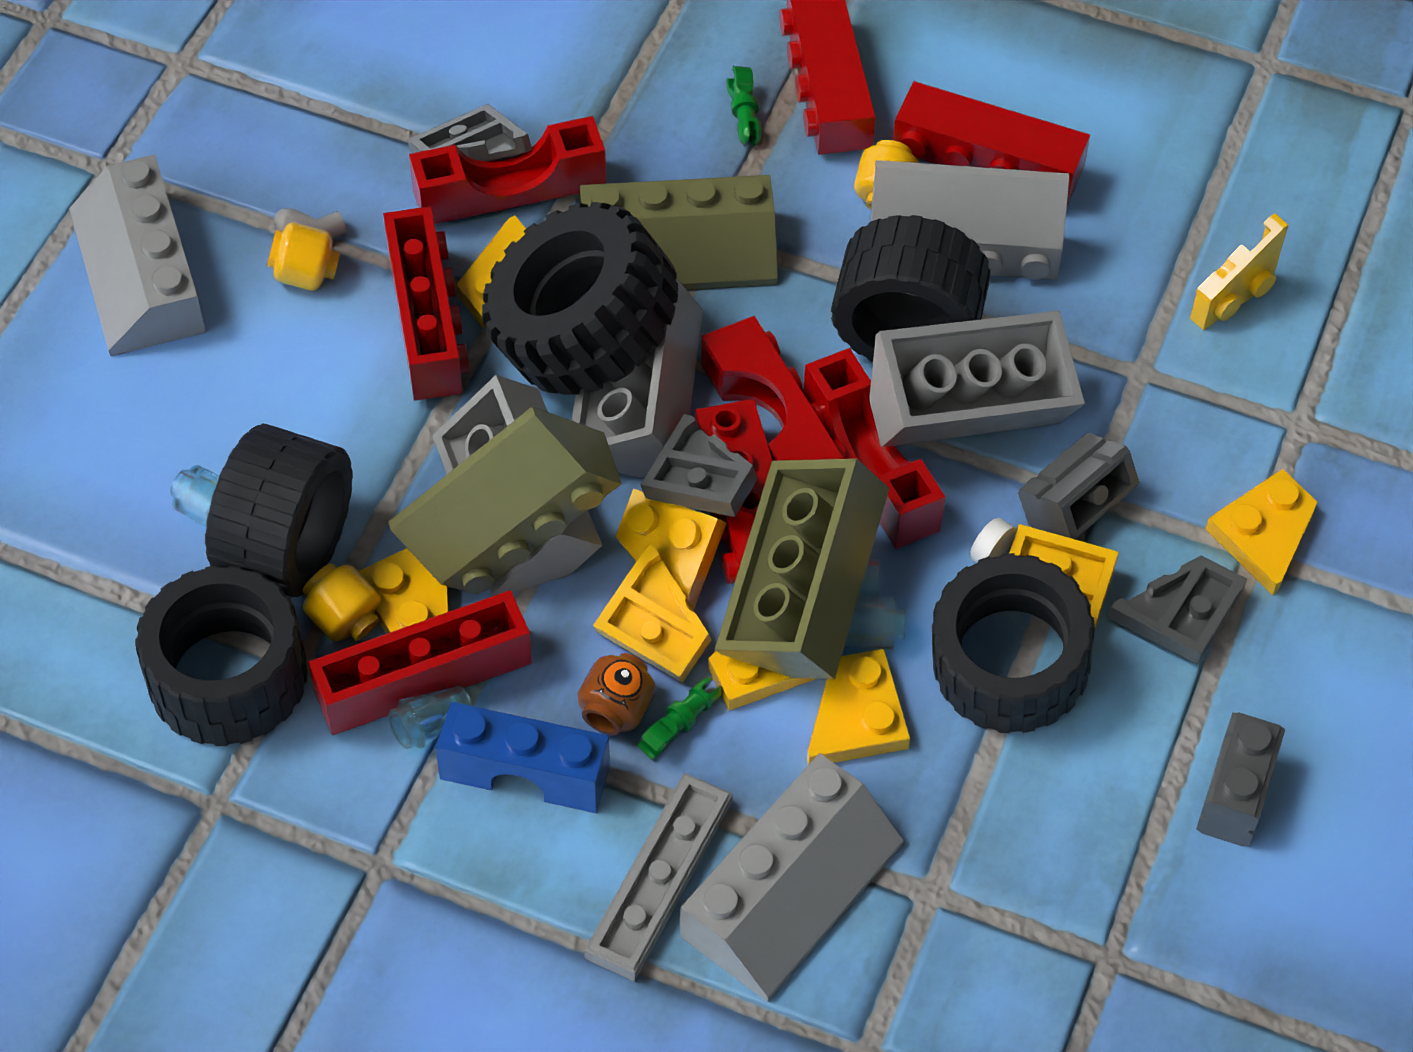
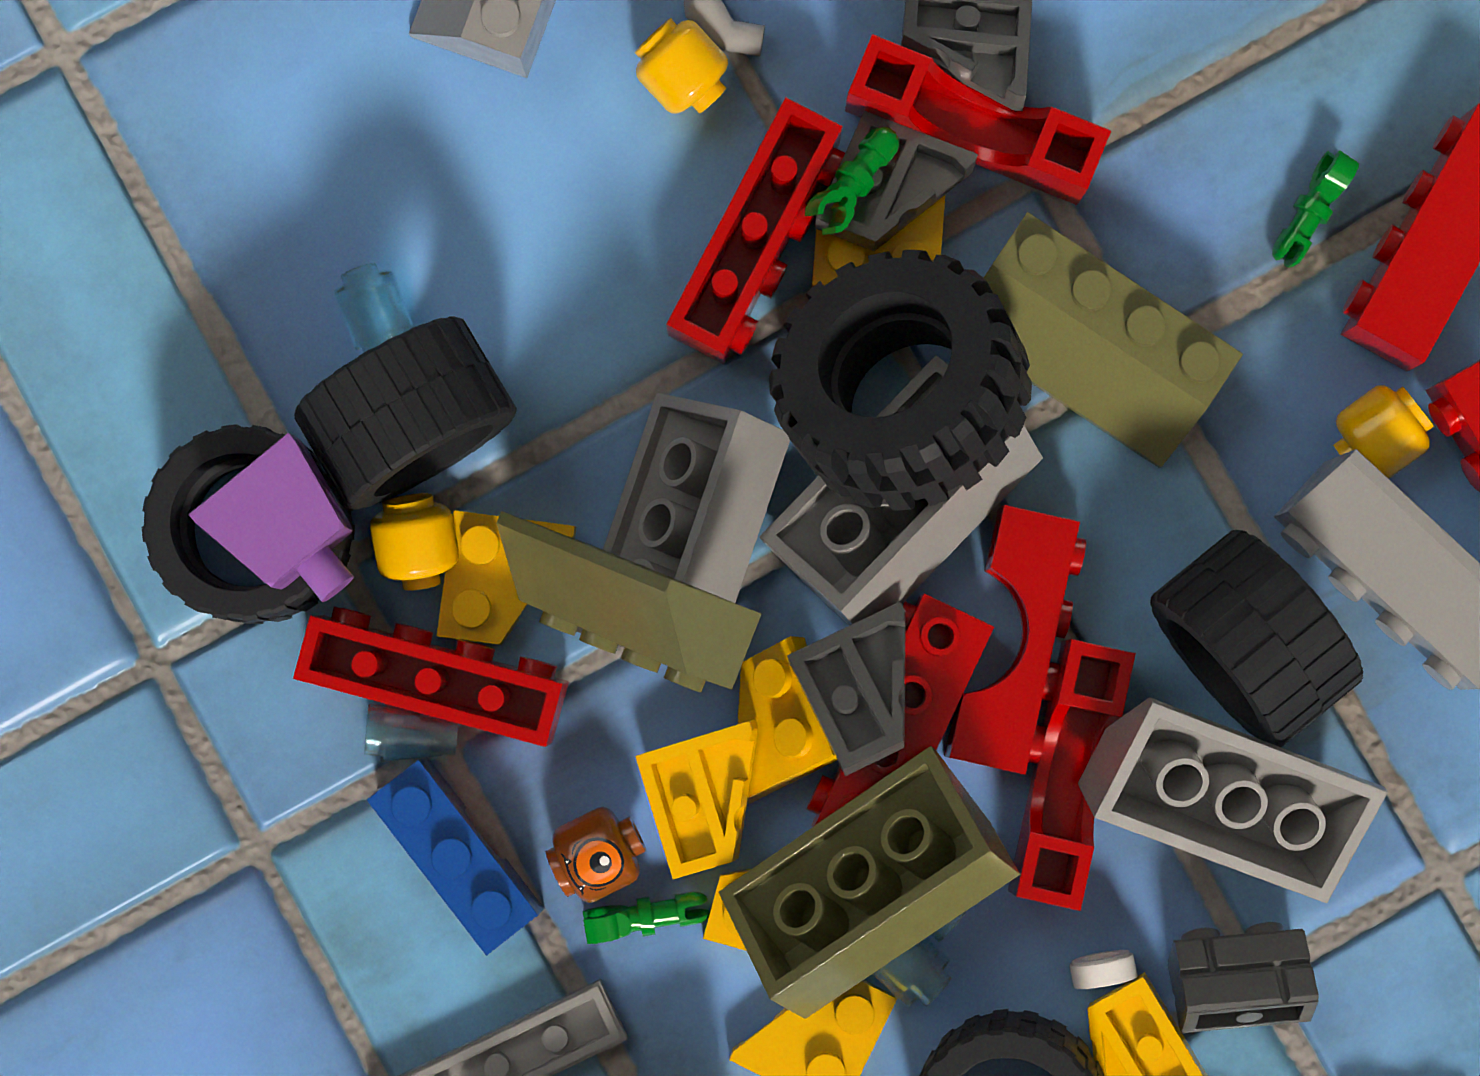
camera: 40 degrees right, 30 degrees up
(246, 597) = (281, 520): none -> medium lavender torso
(461, 228) = (855, 179): none -> green piece
(482, 228) = (903, 189): none -> dark grey wing

